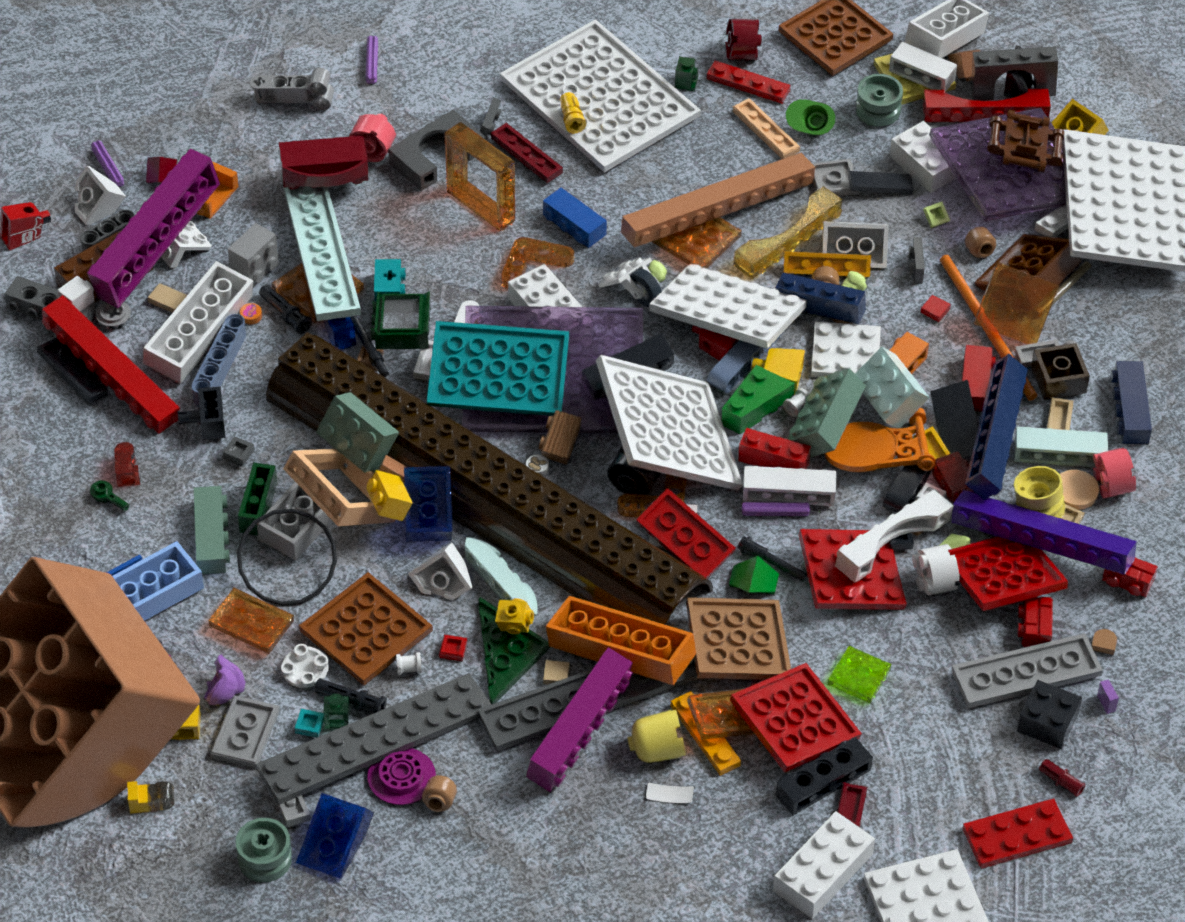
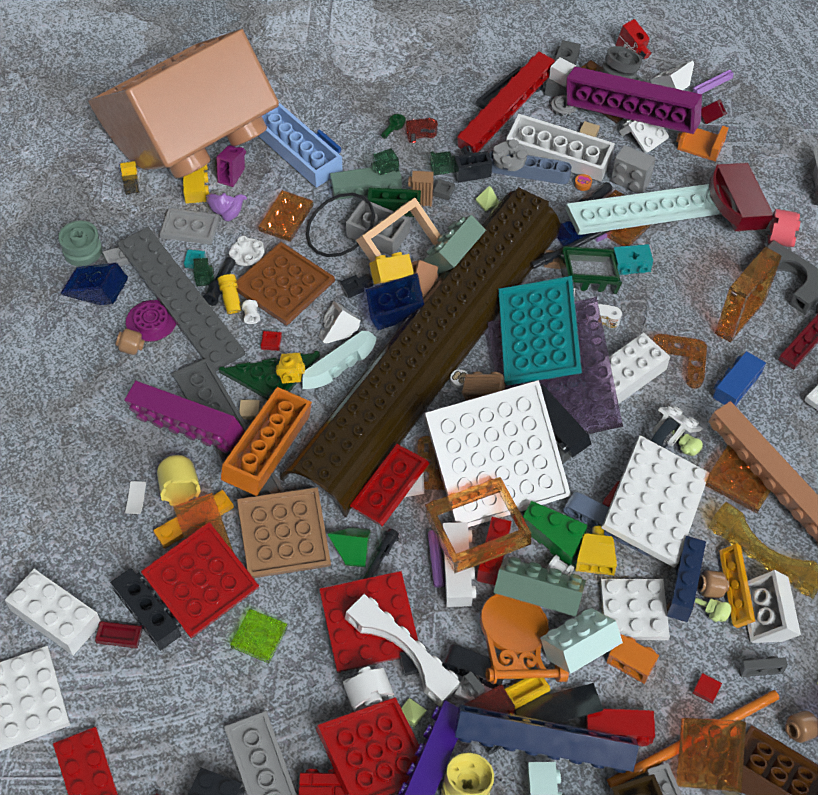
camera: 85 degrees right, 5 degrees up
(88, 231) = (621, 62): none -> dark grey wheel
(191, 443) = (442, 162): none -> clear green brick
(202, 497) = (385, 162): none -> clear green brick
(208, 358) = (512, 148): none -> light grey plate
(240, 463) = (422, 181): none -> medium nougat brick
(261, 410) = (487, 199): none -> yellowish green slope
(382, 554) = (353, 285): none -> black plate
(384, 680) = (230, 295): none -> yellow axle
(766, 483) = (485, 551): none -> clear orange window
(934, 481) = (473, 686): none -> dark grey plate

